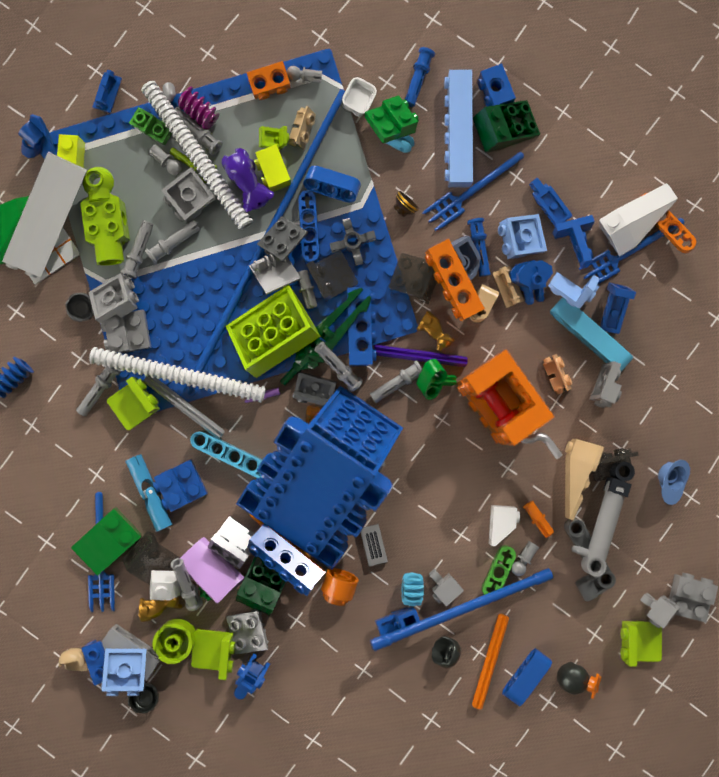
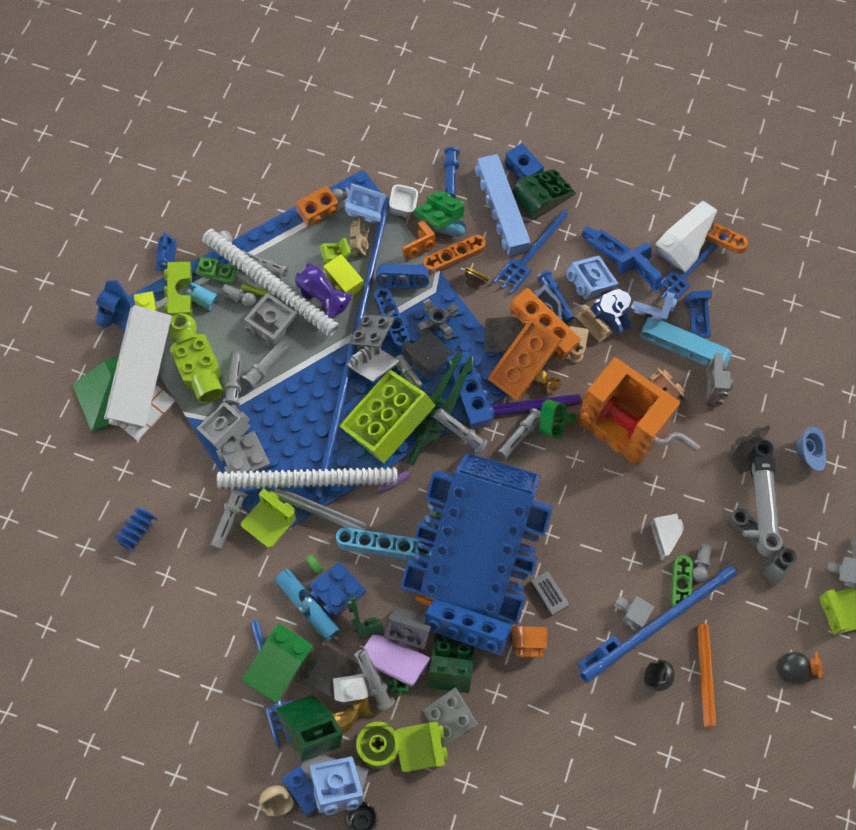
camera: 20 degrees left, 20 degrees down
(79, 307) = (190, 445): dark grey hair -> none
(108, 123) = (177, 276): none -> lime arch
(116, 608) = (310, 727): none -> dark green slope
(129, 151) = (201, 296): none -> medium azure piece
(166, 456) = (314, 564): none -> bright green tile
(194, 530) = (369, 626): none -> dark green bracket
(196, 108) = (257, 244): magenta piece -> none
(250, 677) = (468, 761): blue hinge -> none
(313, 389) = (442, 459): dark grey bracket -> none
(315, 93) = (364, 203): none -> light blue bracket
(366, 153) = (425, 242): none -> orange bracket
(392, 170) = (455, 256): none -> orange beam
(412, 589) = (603, 621): medium azure gear -> none
(423, 311) = (524, 359): none -> orange tile
(527, 677) = (748, 678): blue beam -> none
(538, 519) = (700, 522): orange axle -> none
(580, 461) = (718, 456): tan wedge -> none

